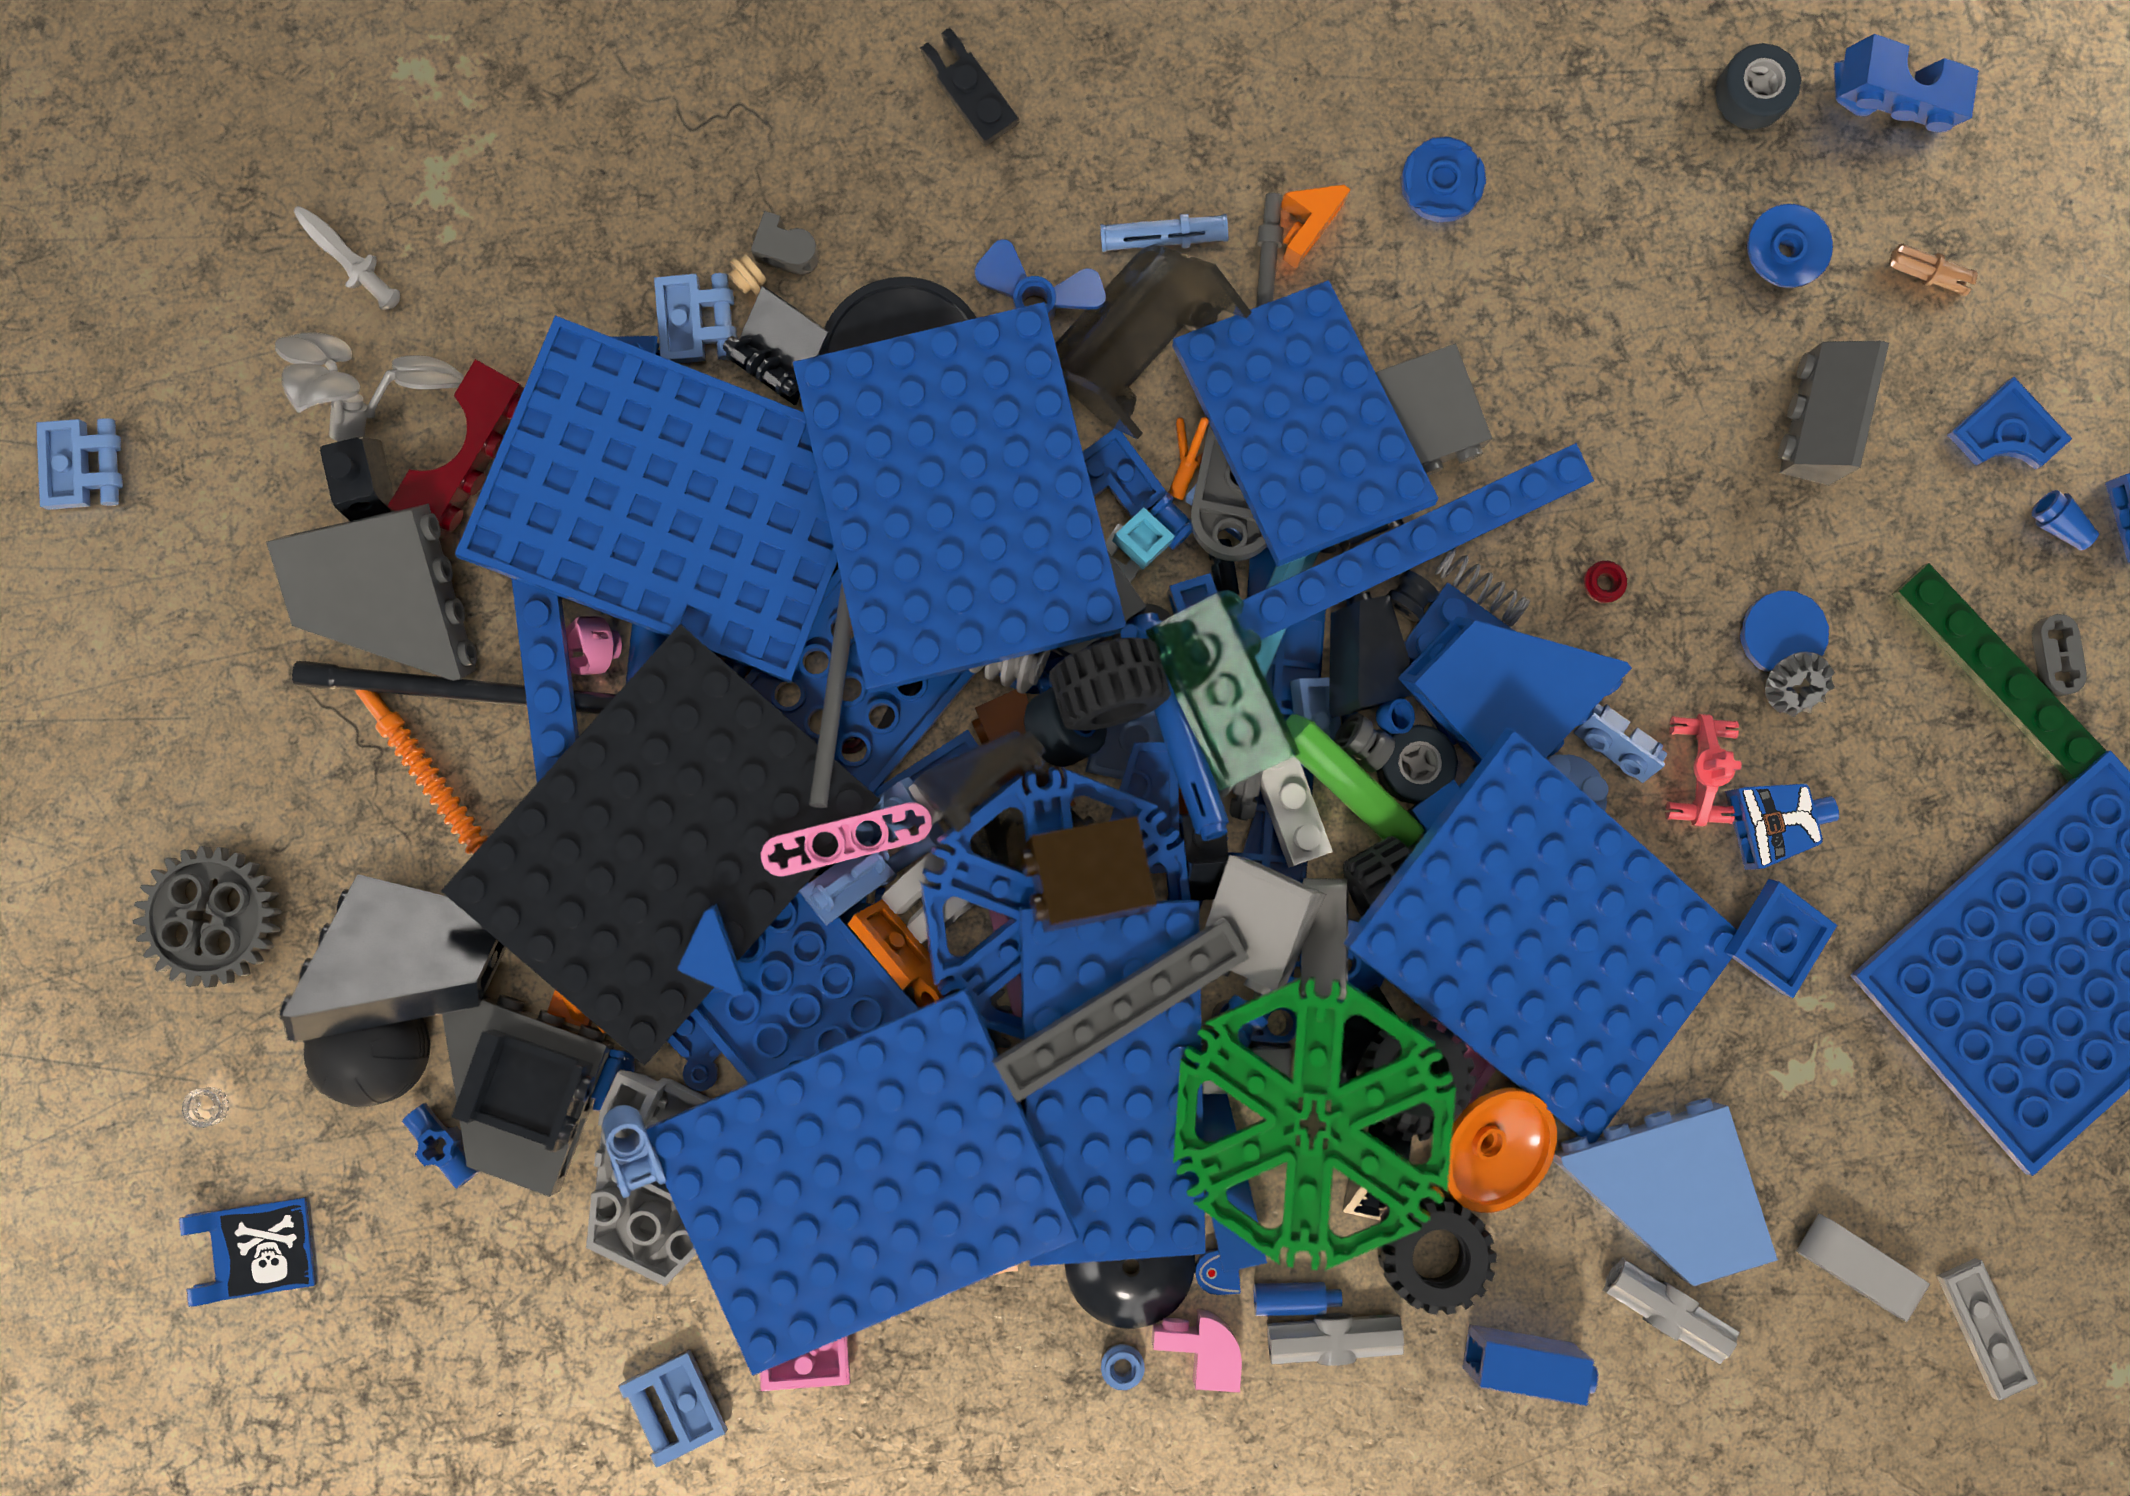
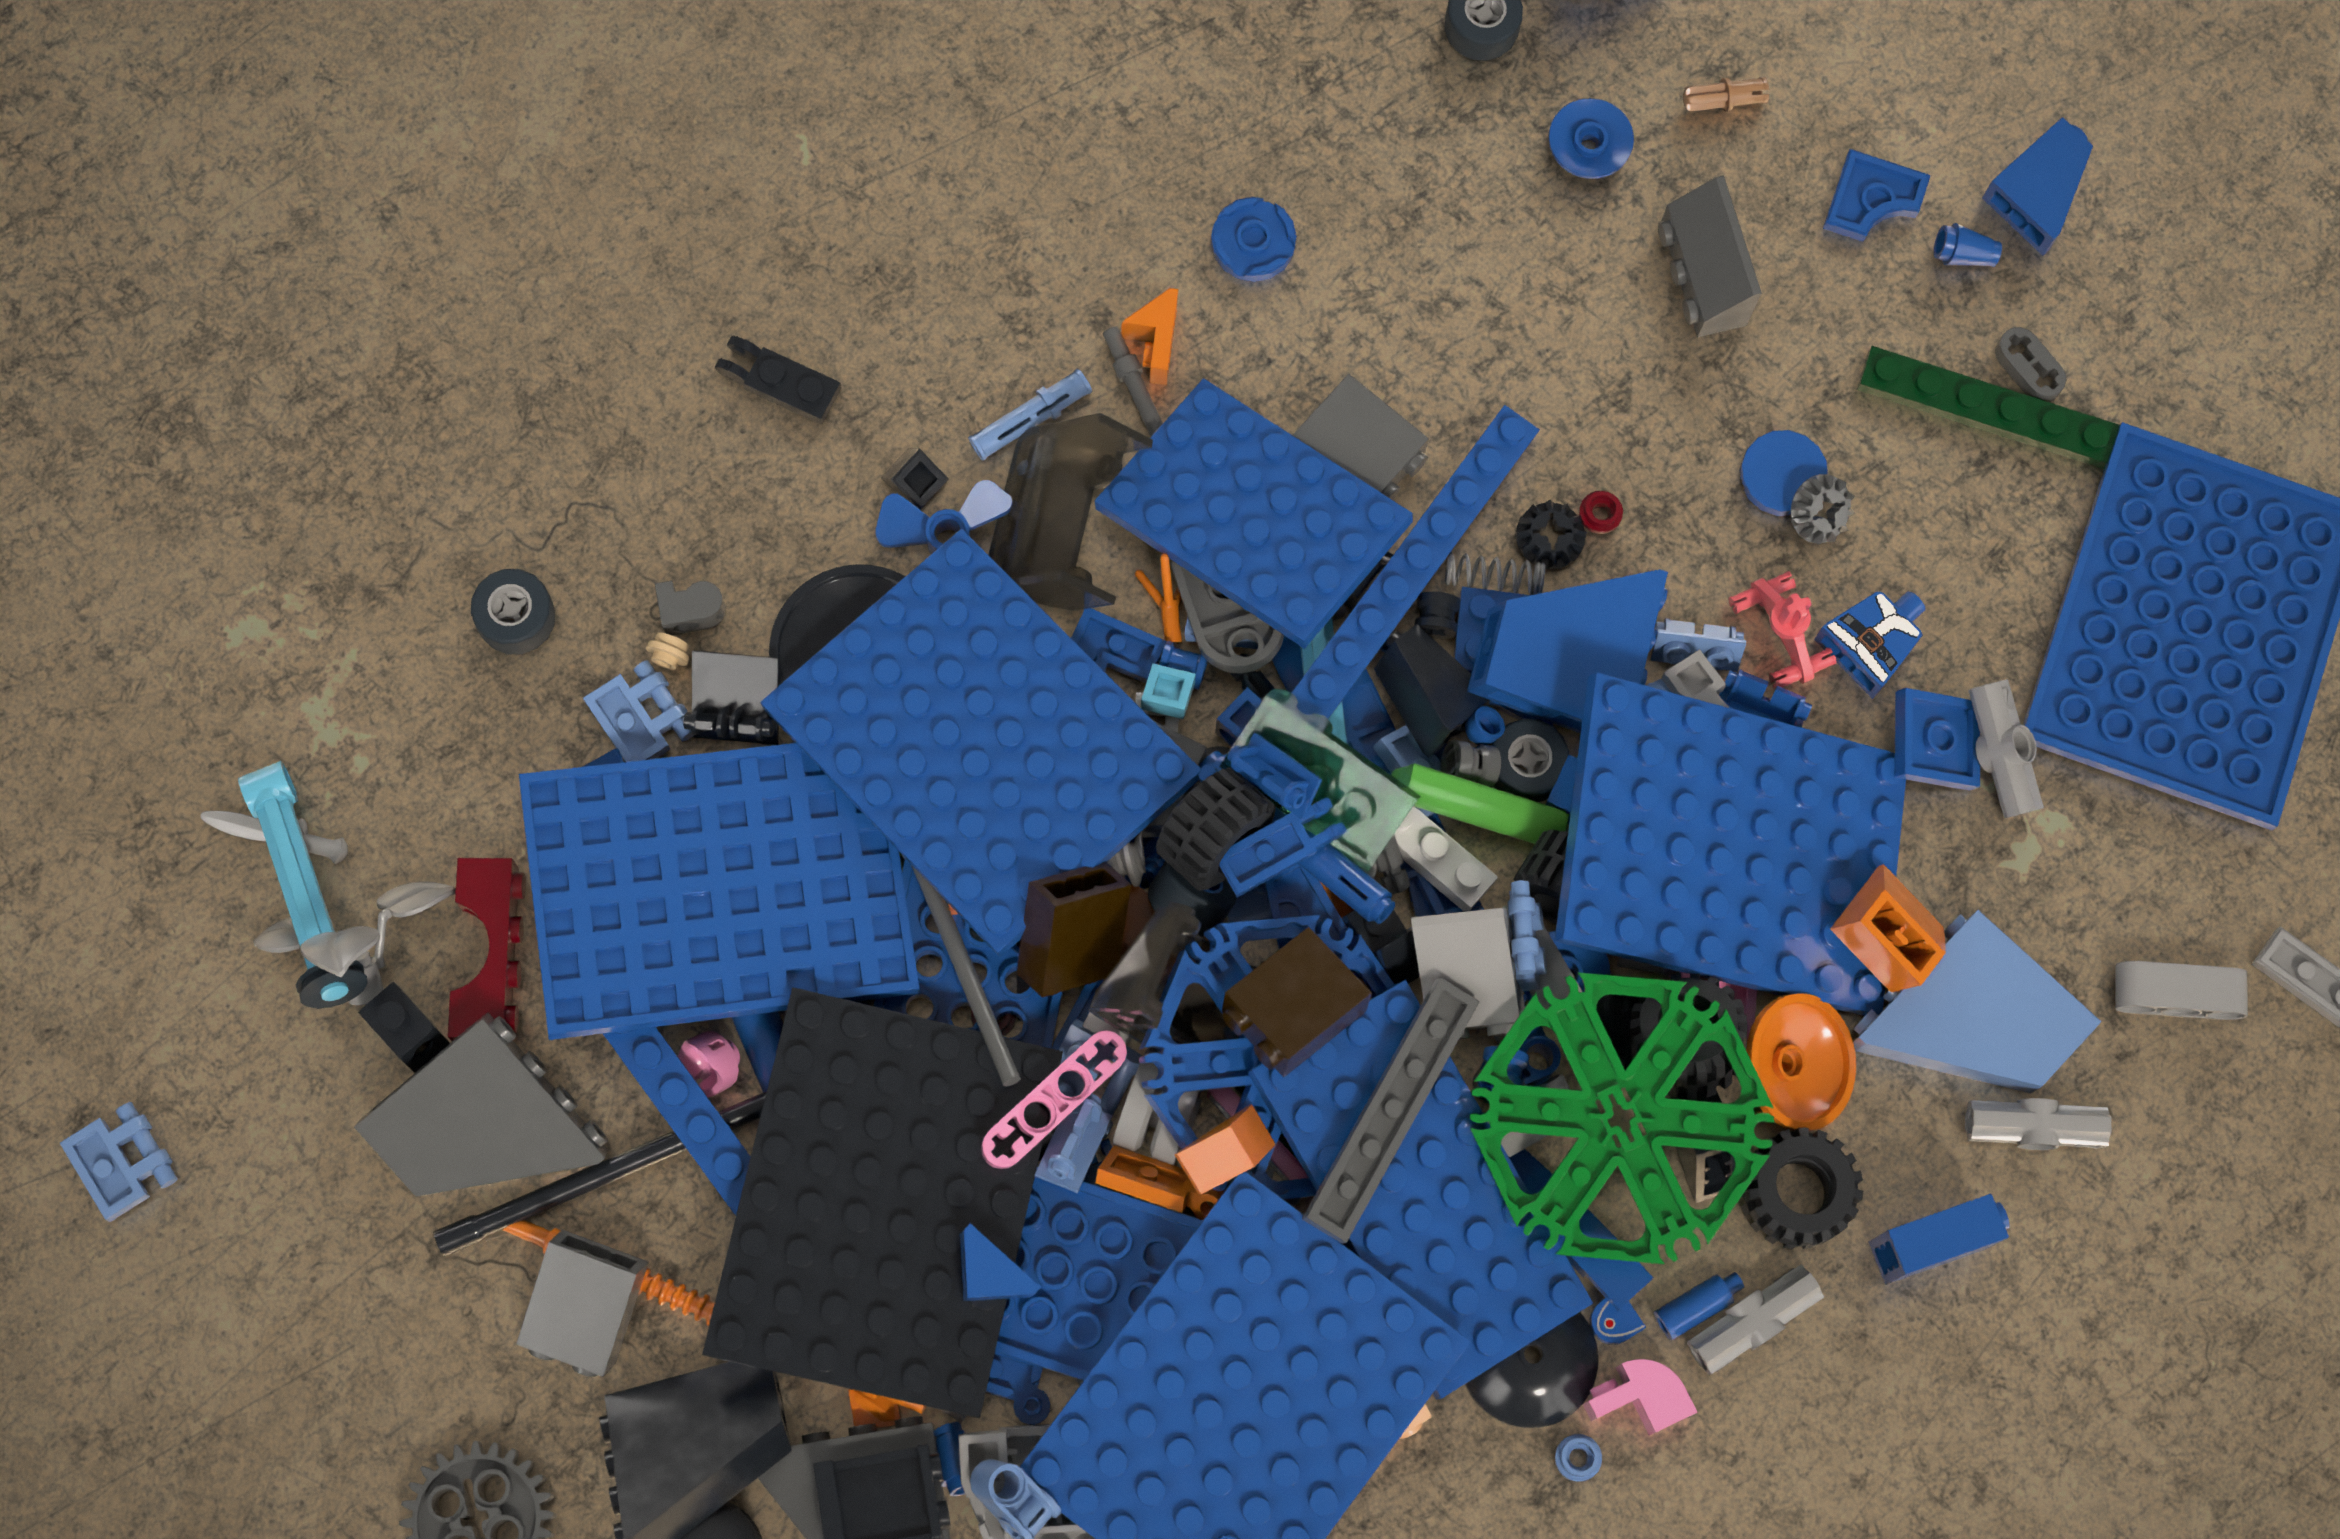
camera: 30 degrees left, 10 degrees down
(354, 224) = (271, 799): none -> medium azure piece
(378, 788) = (582, 1304): none -> brick
(625, 160) = (504, 597): none -> black wheel
(943, 702) = (1073, 928): none -> dark brown brick
(963, 966) = (1226, 1150): none -> orange slope
(1037, 236) = (915, 477): none -> black slope
(1150, 730) = (1276, 849): none -> blue hinge
(1185, 667) = (1276, 774): none -> blue hinge
(1331, 906) = (1525, 949): none -> medium blue plate
(1531, 582) = (1537, 547): none -> black gear
(1600, 777) = (1695, 679): none -> light grey plate
(1634, 810) = (1745, 694): none -> blue hinge
(1642, 1086) = (1891, 932): none -> orange slope
(1835, 980) = (2006, 748): none -> light grey piece

